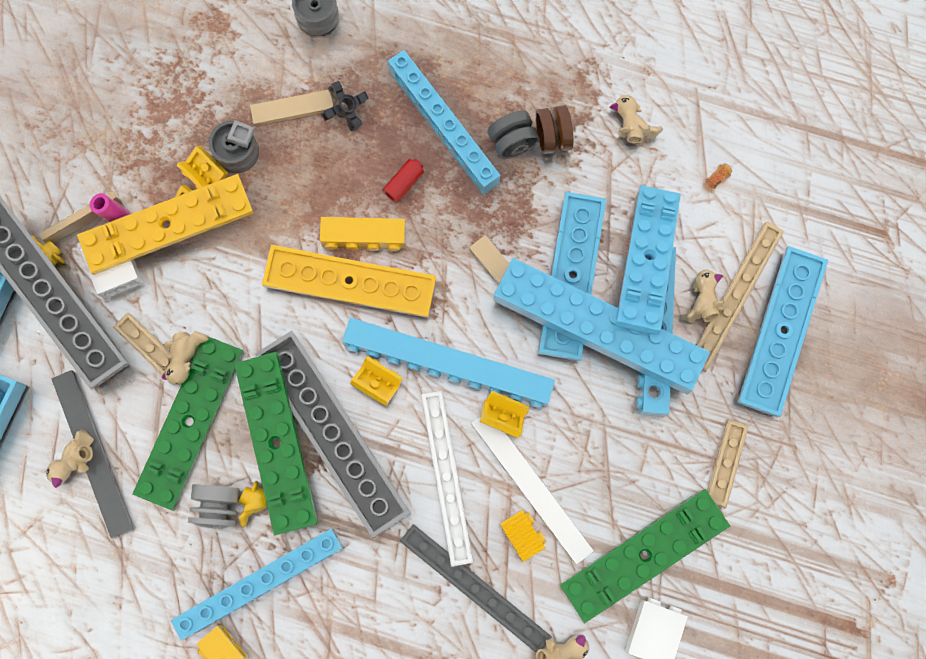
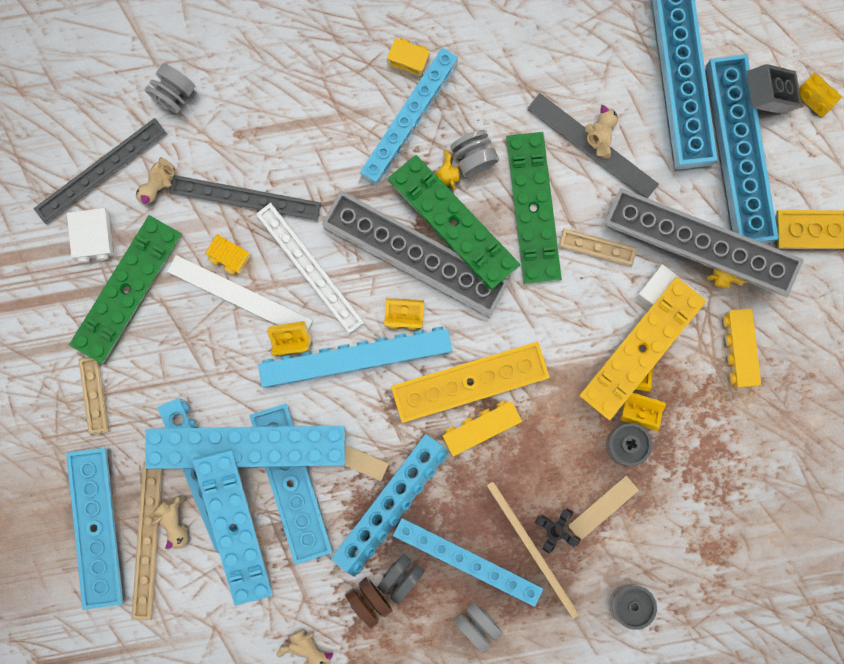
camera: 155 degrees right, 5 degrees up
(73, 222) = (716, 320): tan tile -> none
(74, 178) = (742, 348): none -> yellow brick
(107, 208) = (694, 335): dark pink brick -> none
(181, 351) = (570, 256): tan animal -> none
(241, 134) = (626, 453): light grey tile -> none
(378, 105) = (532, 550): none -> tan tile
(403, 180) = (473, 492): red brick -> none
(465, 58) = (478, 627): none -> light grey wheel
(555, 182) = (379, 509): none -> medium azure brick
(723, 171) = (209, 640): clear orange pin -> none

